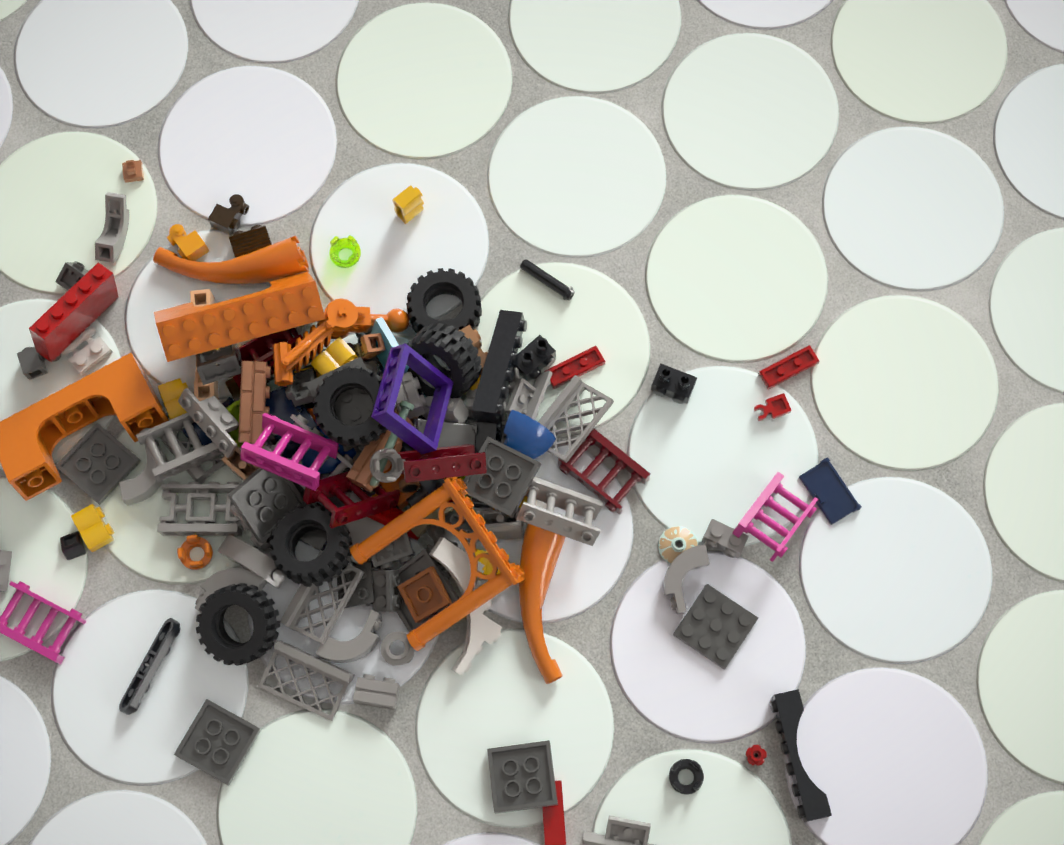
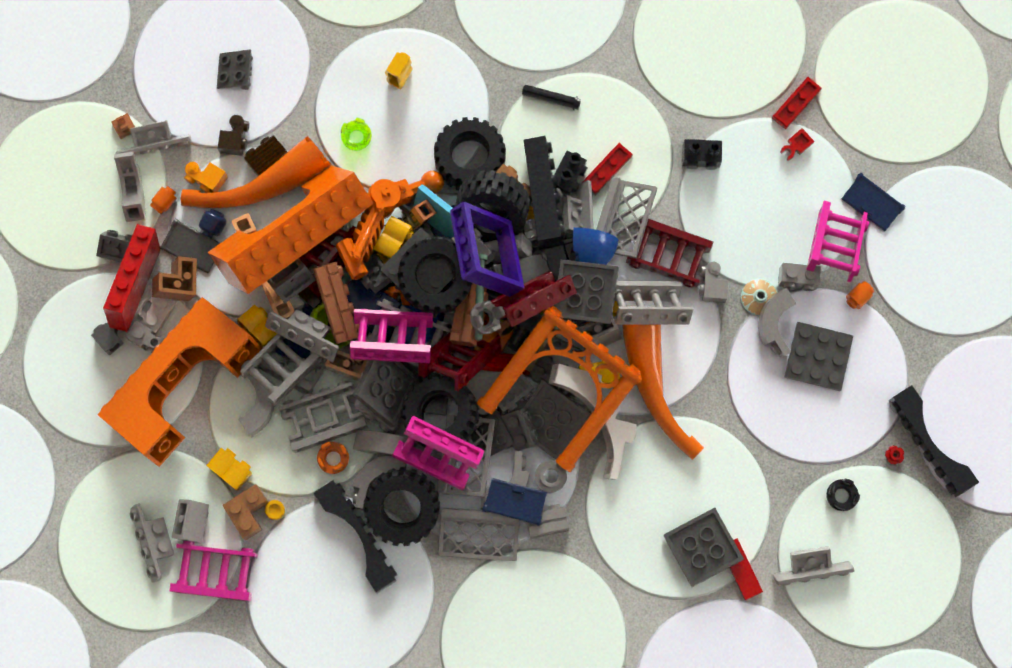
camera: 25 degrees left, 5 degrees up
(34, 564) = (190, 521): none -> light grey brick
(64, 371) = (143, 337): none -> light grey brick
(72, 545) = (216, 491): black slope -> none
(86, 572) = (242, 508): none -> medium nougat brick
(98, 463) = (209, 409): dark grey plate -> none
(117, 335) = (178, 284): none -> medium nougat brick
(120, 583) = (275, 510): none -> yellow tile
(139, 251) = (163, 199): none -> orange brick
(141, 682) = (333, 583): black piece -> none
(144, 298) = (188, 242): none -> dark grey door
(155, 189) = (153, 136): none -> light grey bracket
(175, 288) = (212, 223): none -> dark blue head
(191, 679) = (377, 571): none -> black arch
(217, 742) = (423, 616): dark grey plate -> none
(256, 153) = (235, 69): none -> dark grey hinge
(297, 574) = (441, 441): none -> dark pink fence
(344, 657) = (519, 506): none -> dark blue door
(424, 594) = (558, 420): dark orange plate -> none
(632, 520) = (713, 289): none -> light grey brick
(780, 579) = (860, 295): none -> orange brick

